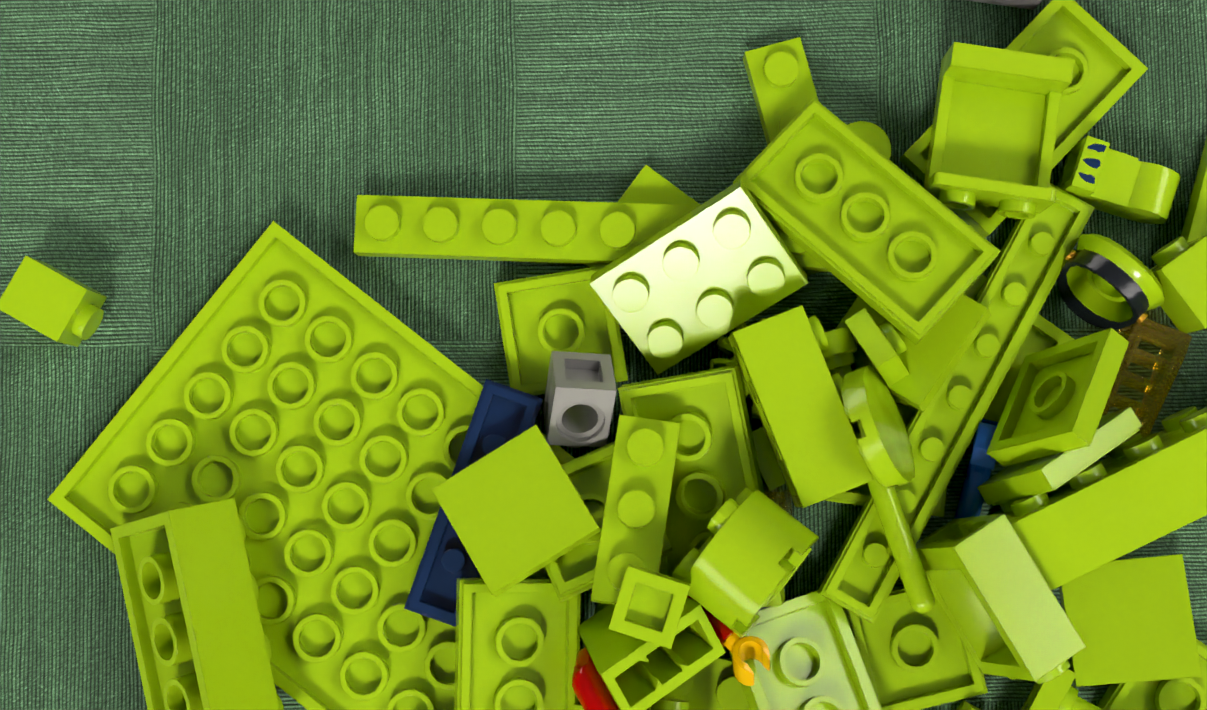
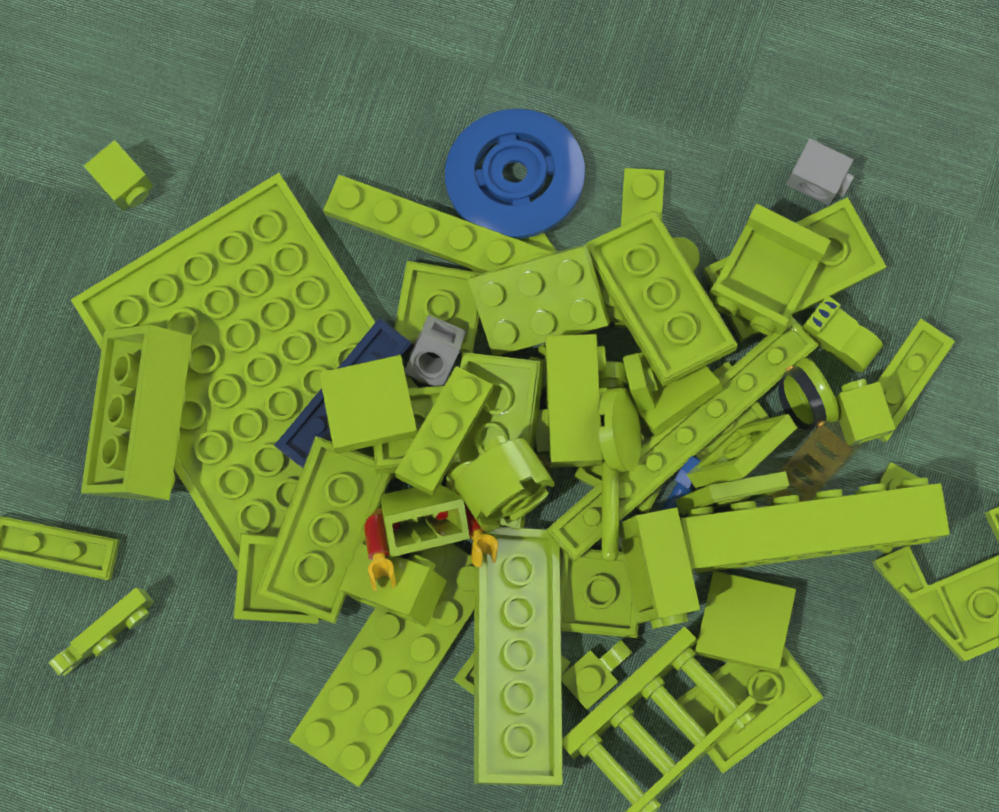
camera: 20 degrees right, 5 degrees down
(590, 161) = (505, 206): none -> blue piece
(649, 606) = (430, 484): lime plate -> none

